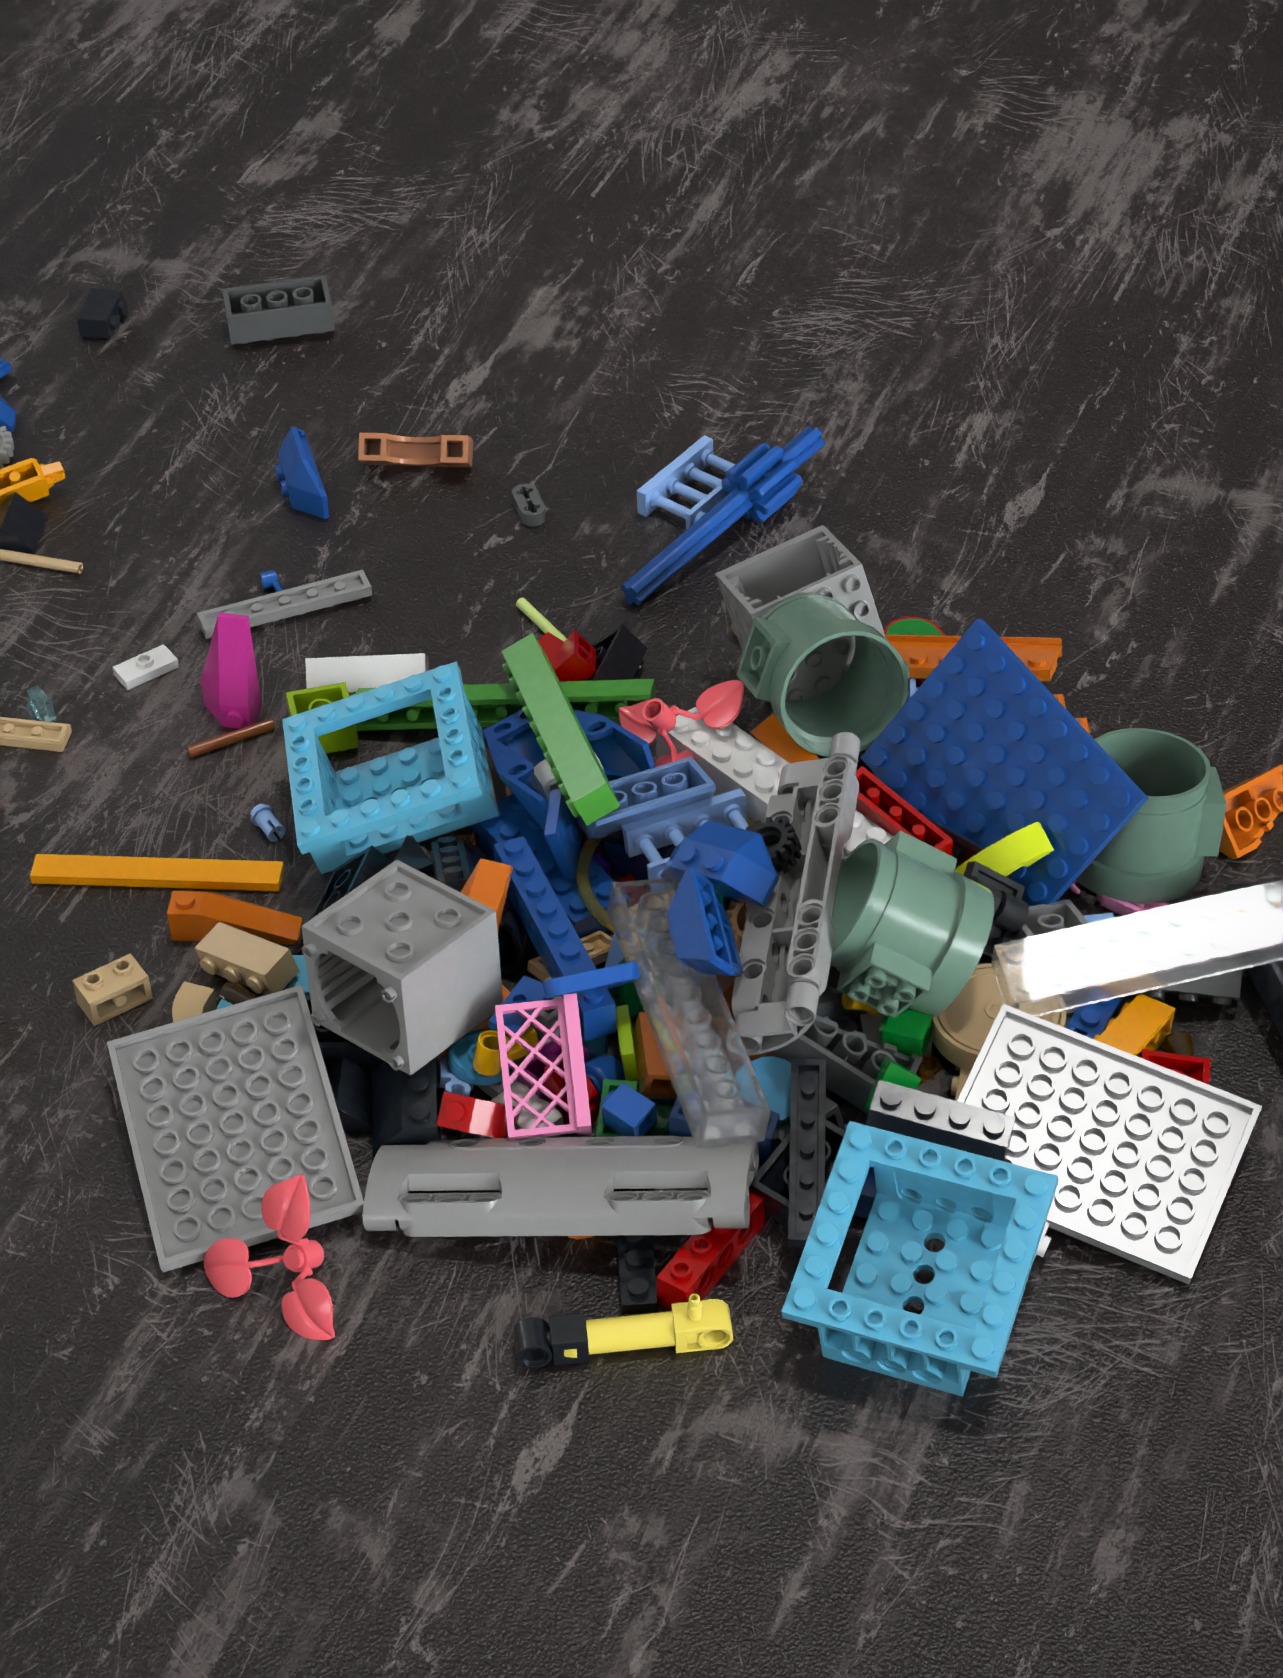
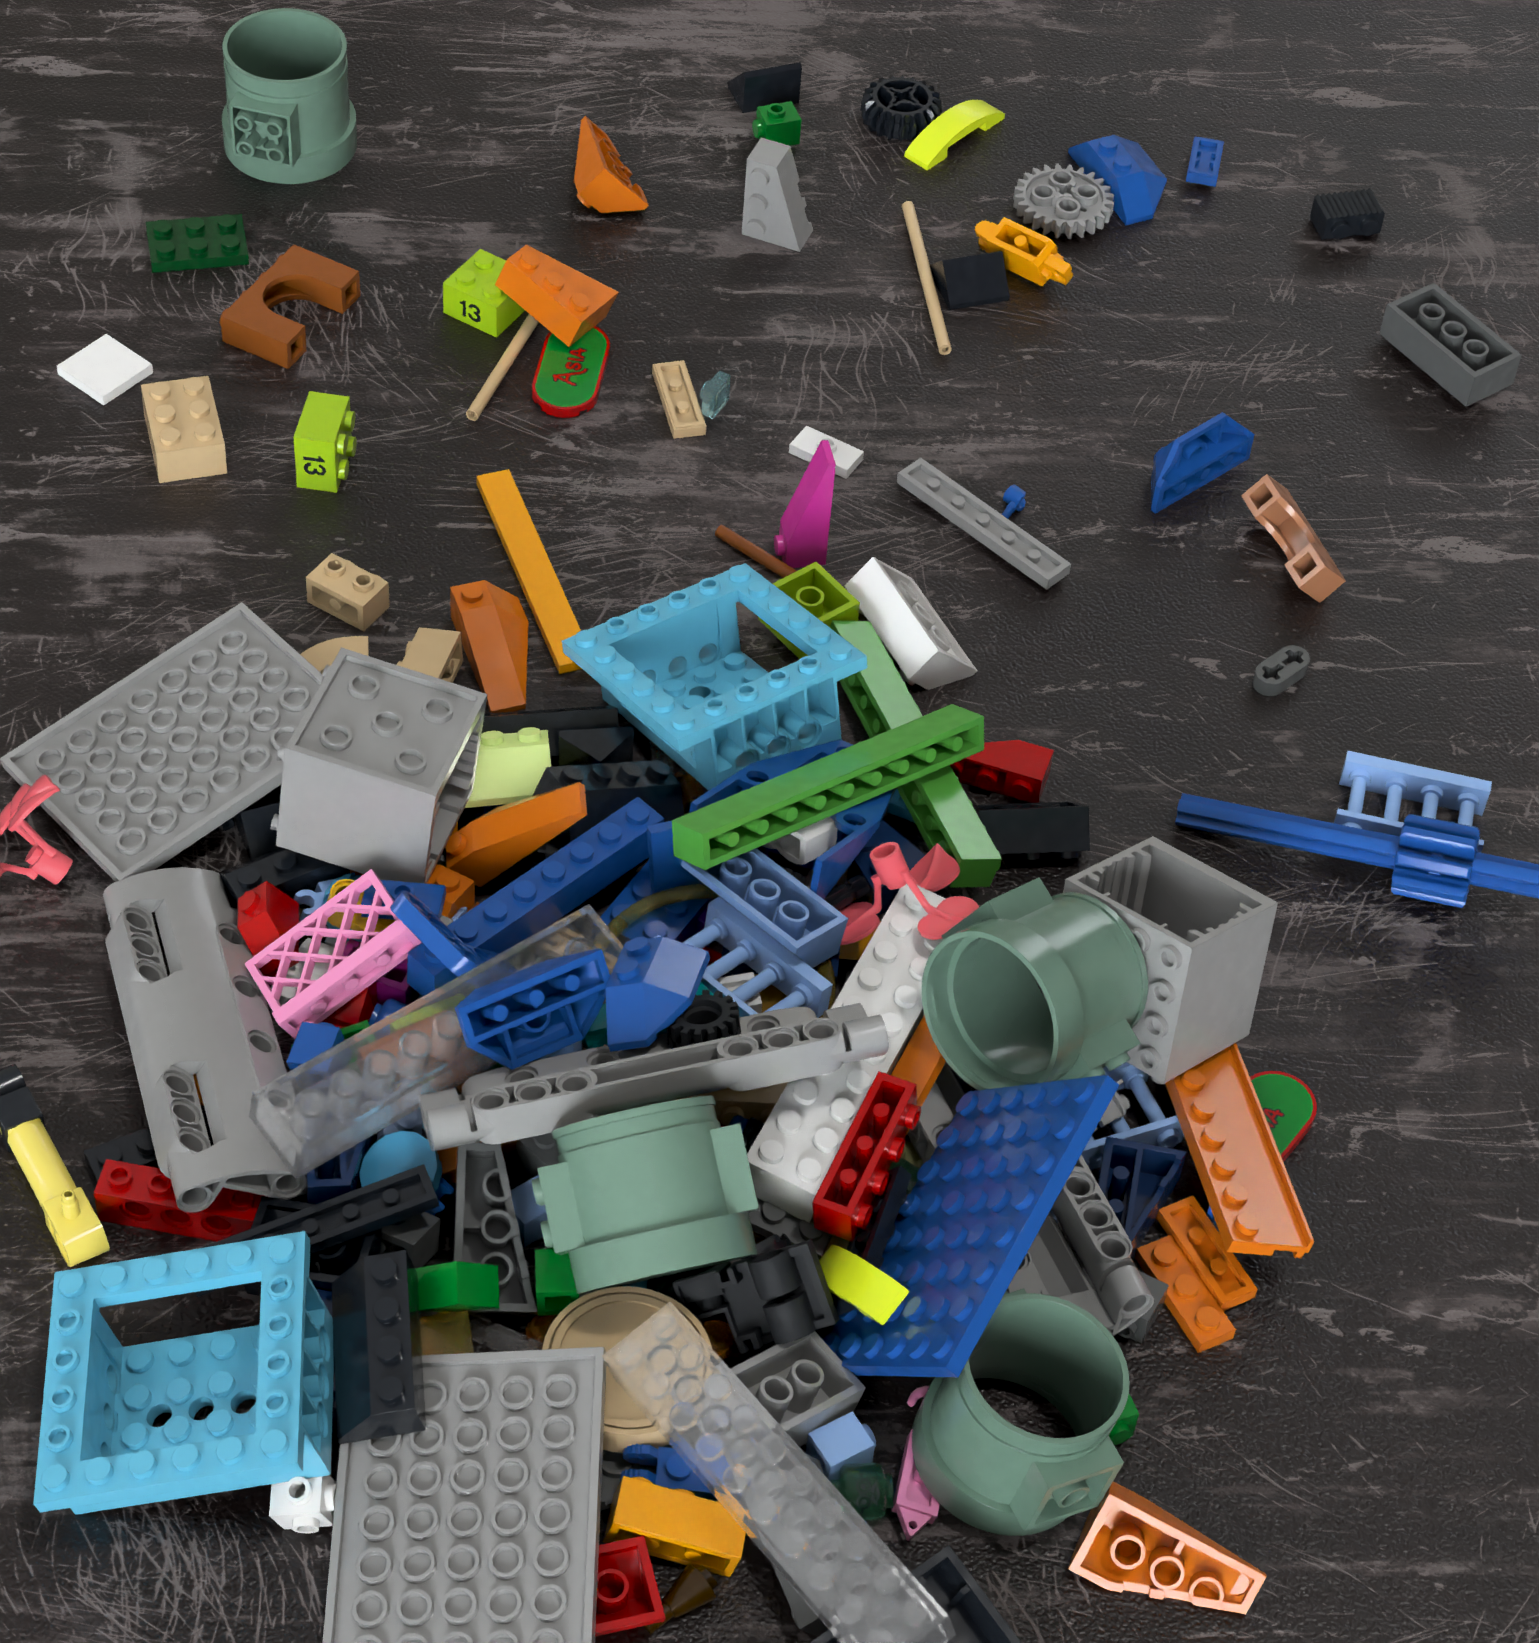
camera: 60 degrees right, 5 degrees up
(538, 619) = (1088, 751): yellowish green bar -> none
(575, 659) = (1014, 787): red slope -> none

